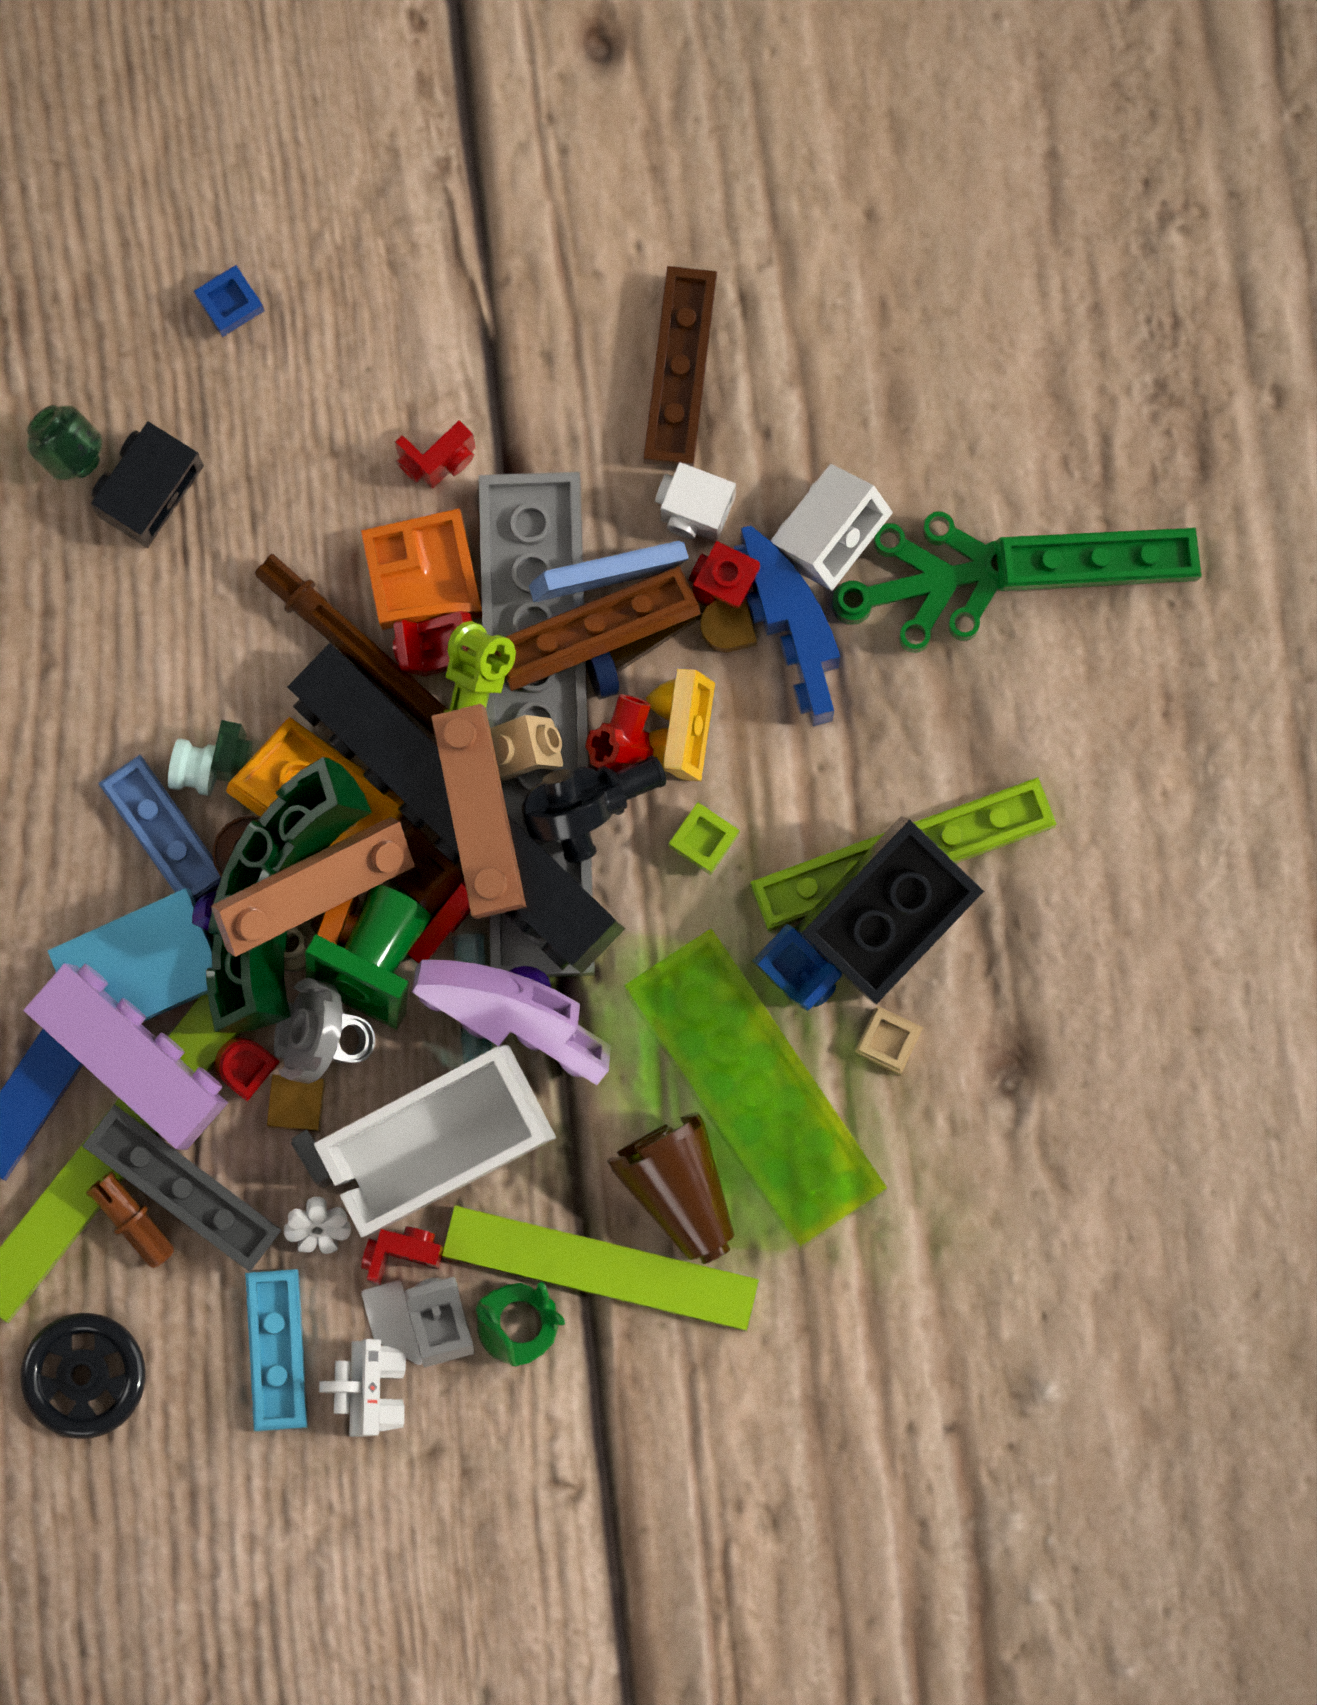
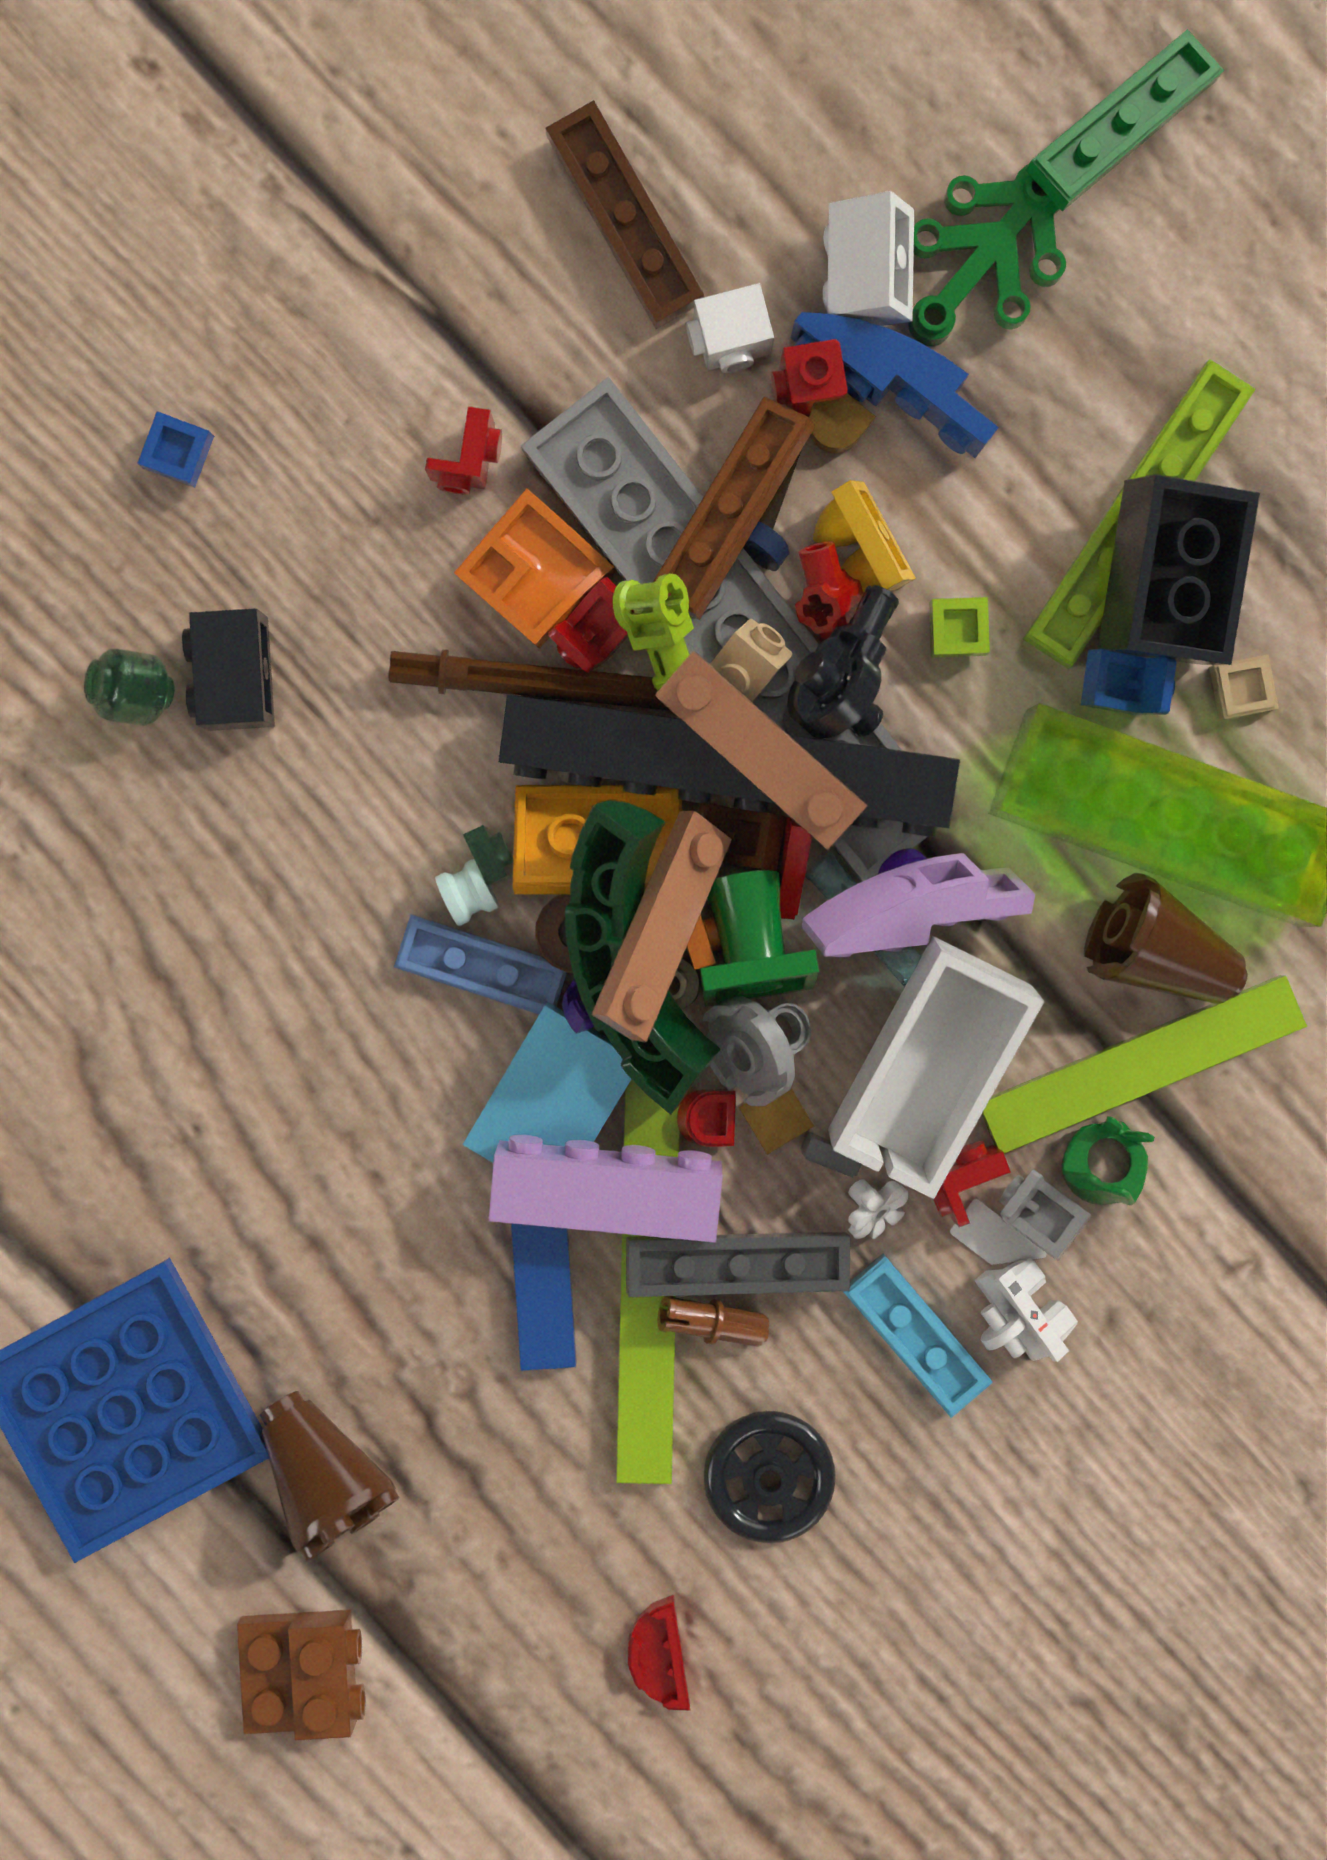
camera: 35 degrees left, 10 degrees up
(607, 571) = (704, 447): medium blue tile -> none

